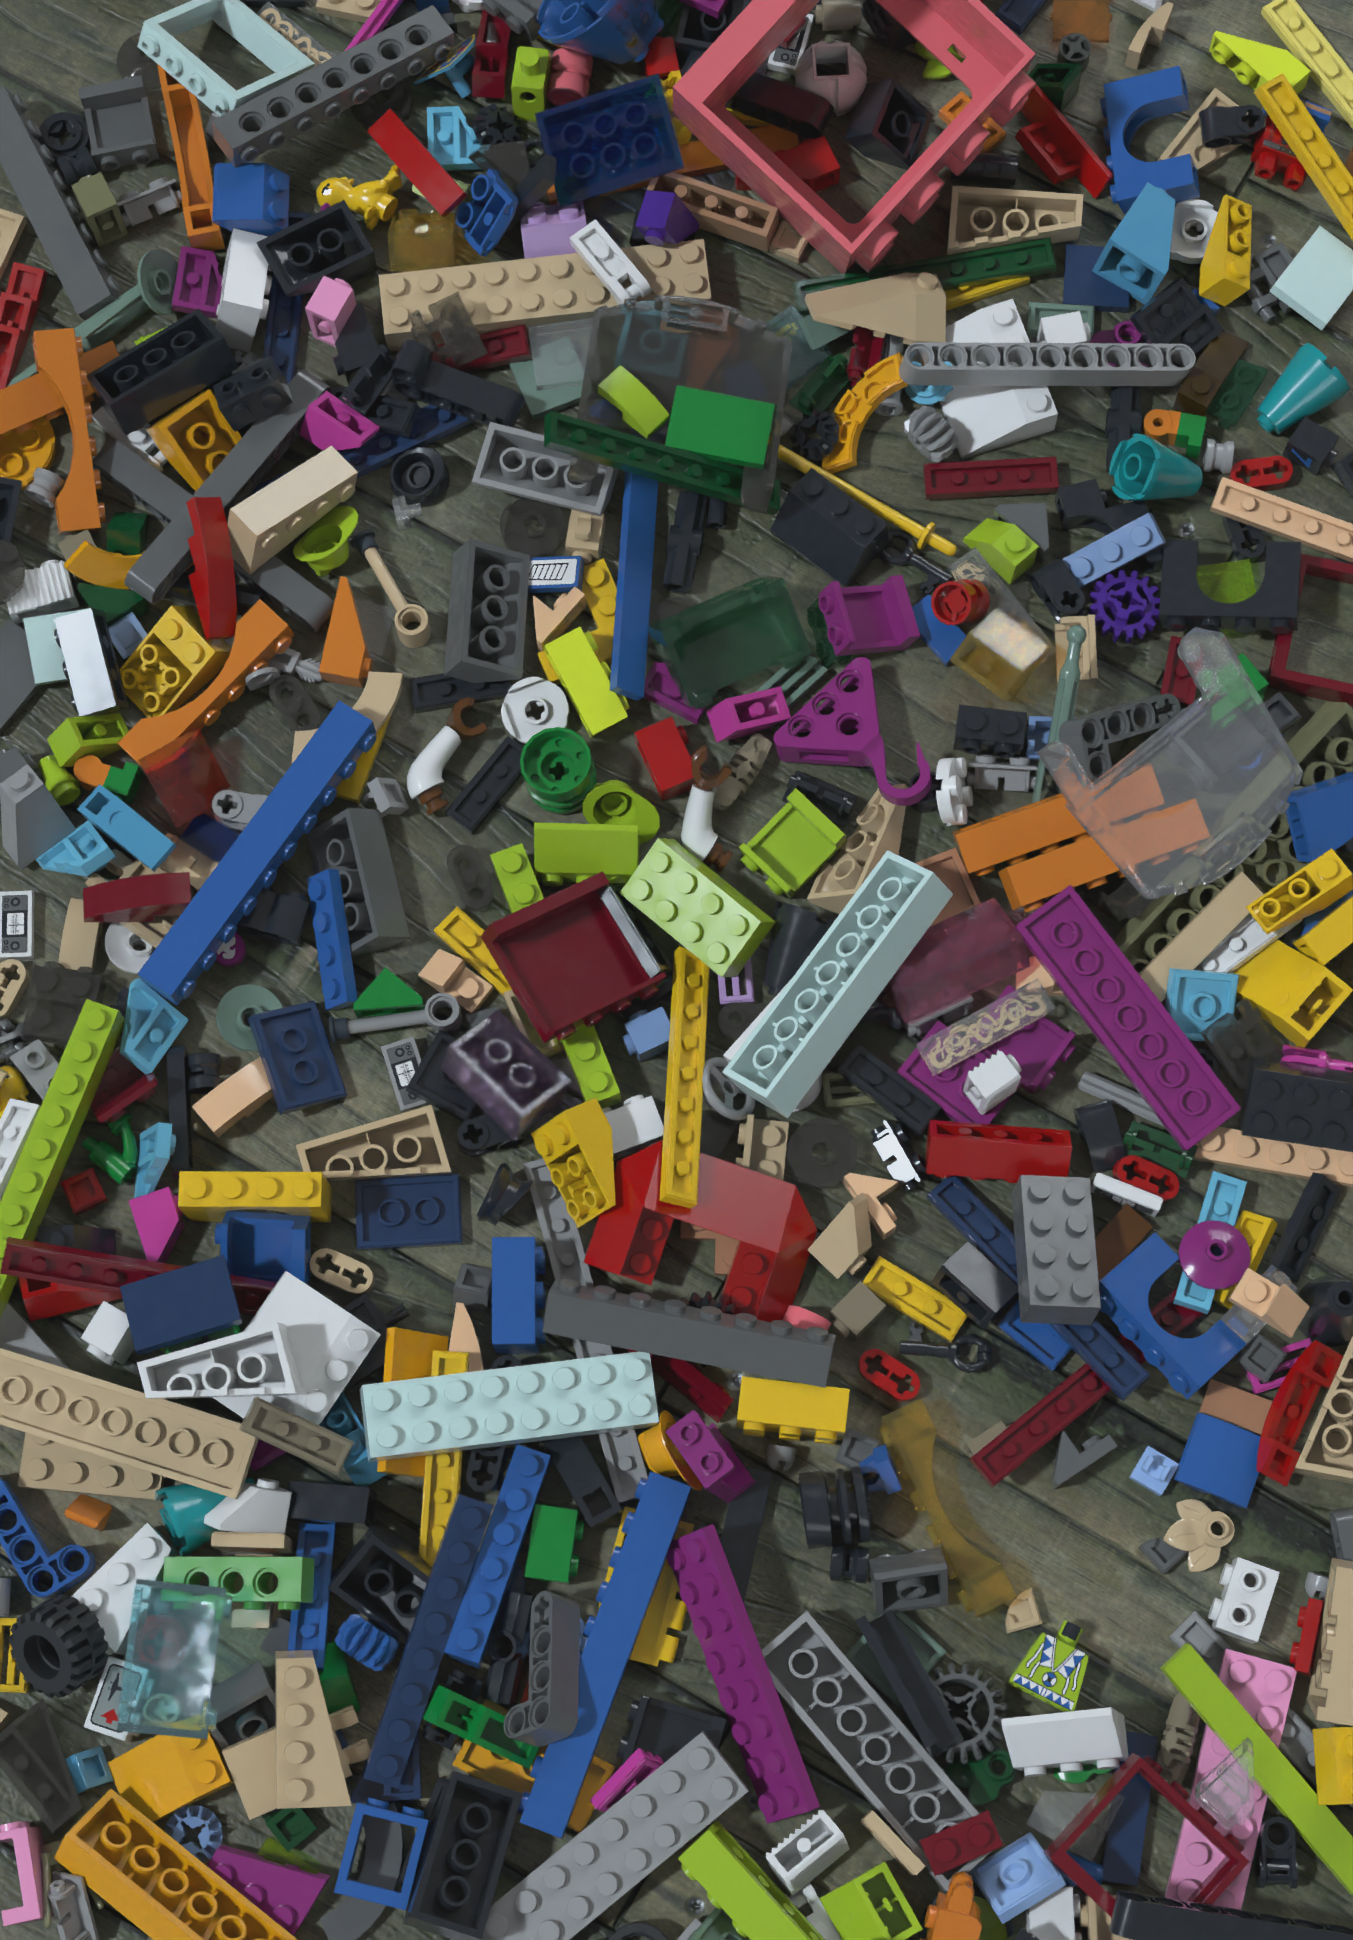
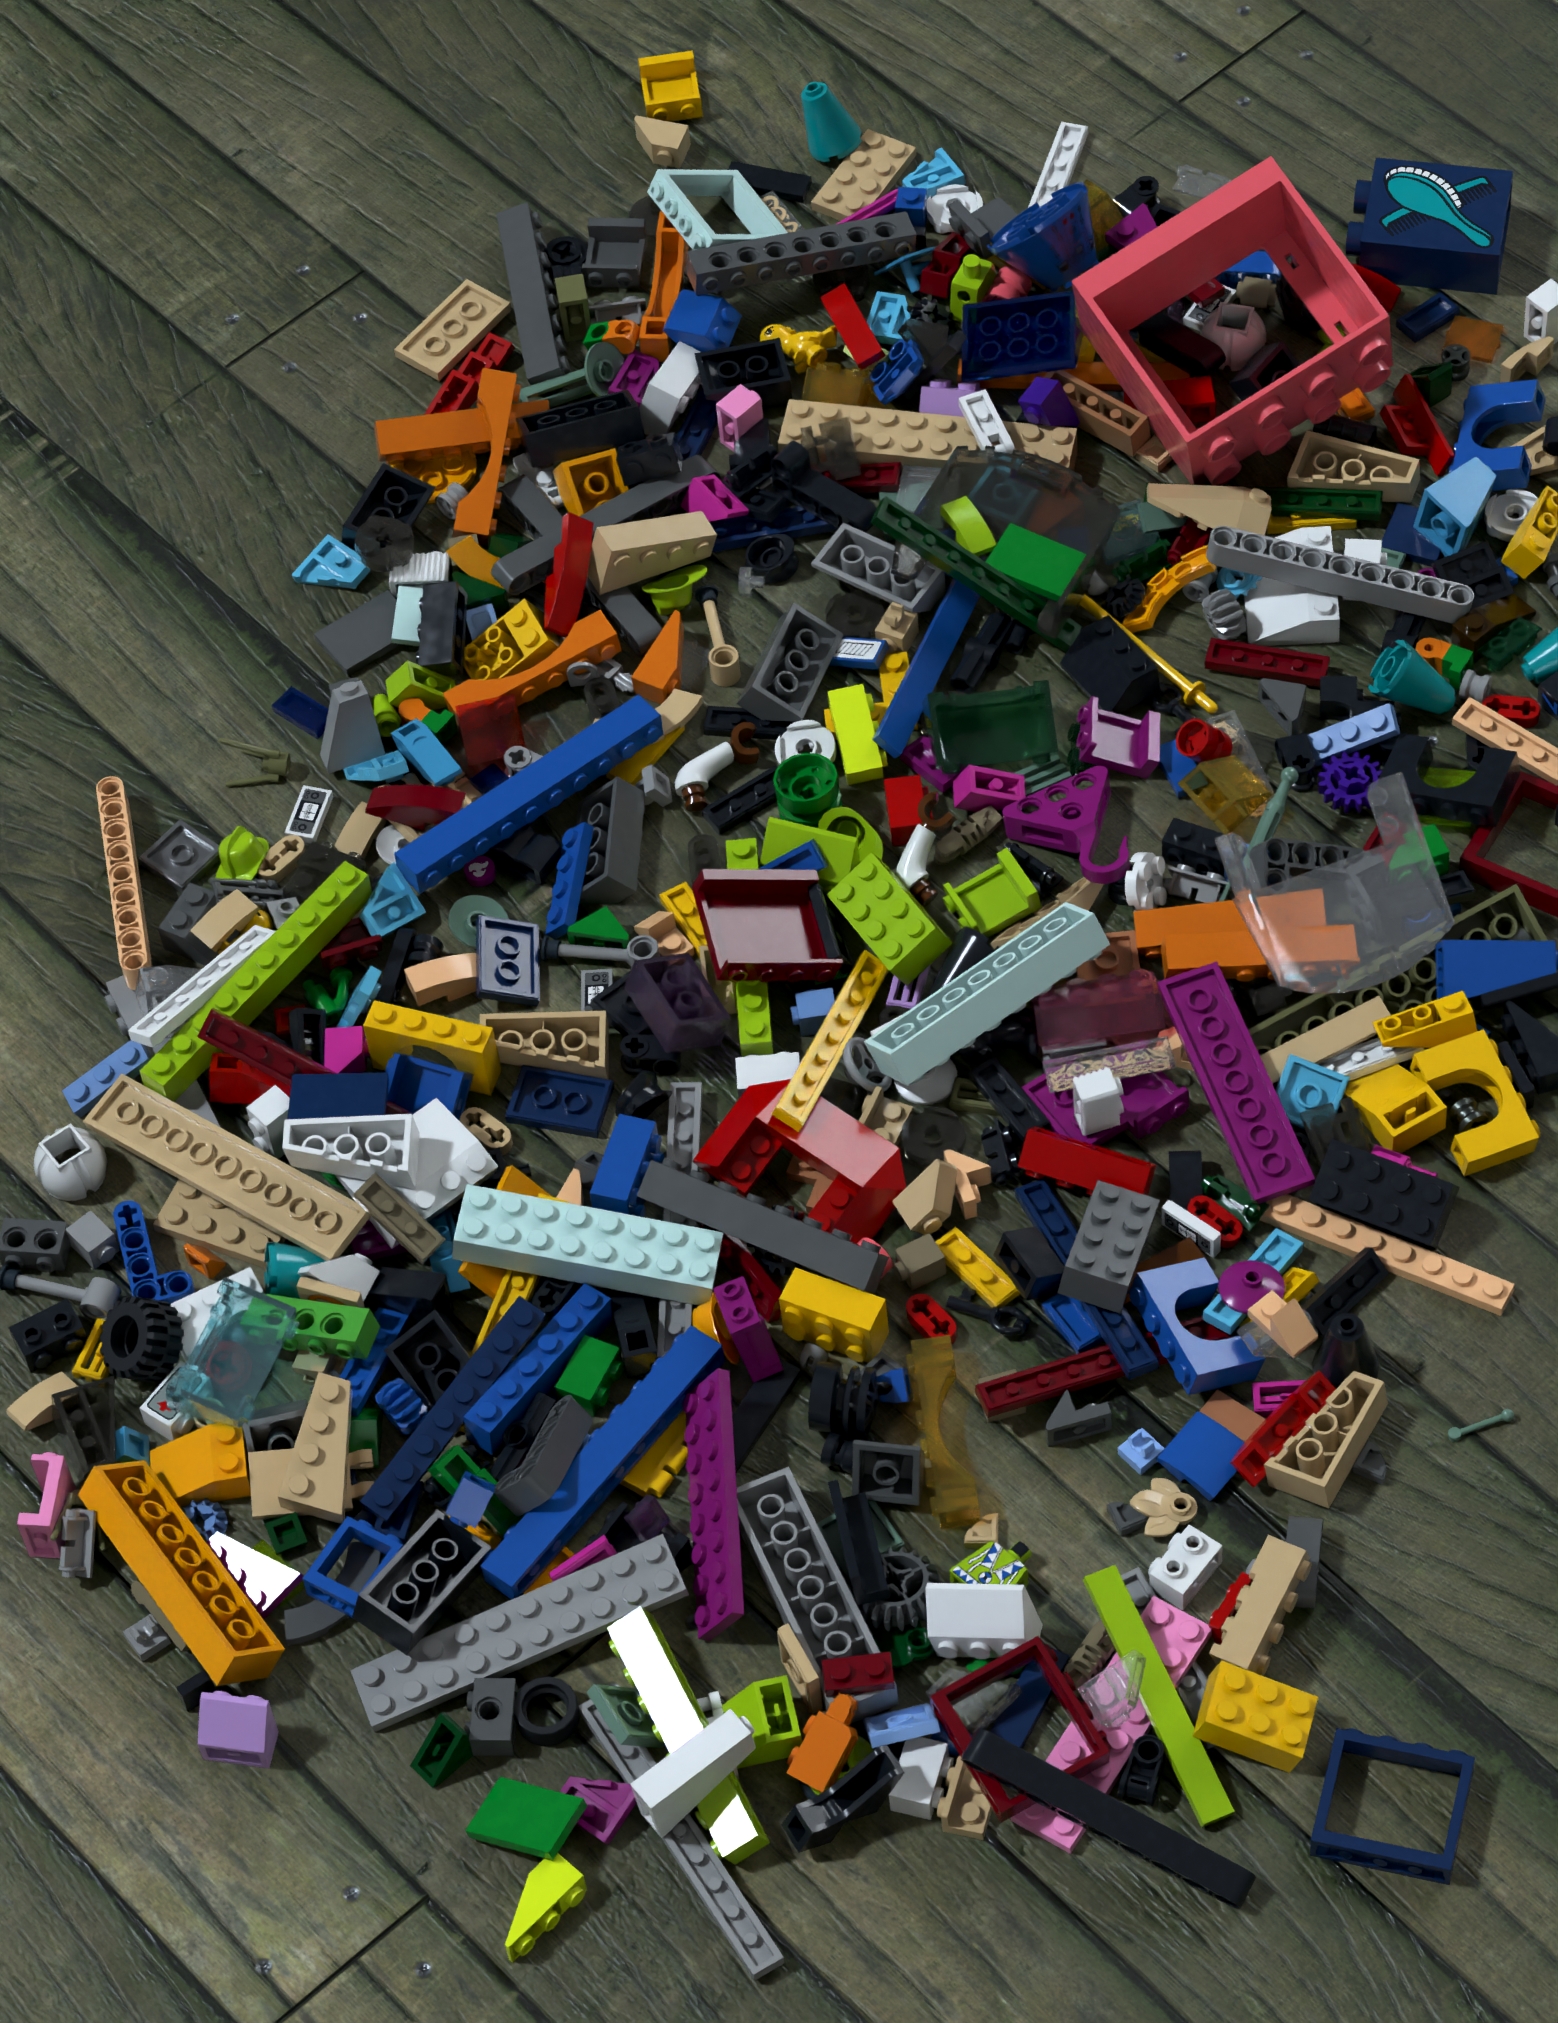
camera: 20 degrees right, 20 degrees down
(97, 1208) = (317, 1018): none -> black slope
(157, 233) = (620, 333): none -> orange leg
(486, 1754) = (470, 1500): none -> blue brick
(552, 623) = (866, 675): light nougat slope -> none
(575, 866) = (801, 858): none -> blue tile
(580, 1159) = (716, 1076): yellow slope -> none
(673, 1707) = (647, 1518): none -> clear purple tile
(807, 1852) = (723, 1660): white brick -> none
(1003, 547) = (1260, 717): lime slope -> none
(1088, 651) = (1299, 809): tan hinge -> none
(1117, 1095) = (1212, 1154): light grey axle -> none
(1261, 1357) = (1267, 1381): dark grey tile -> none

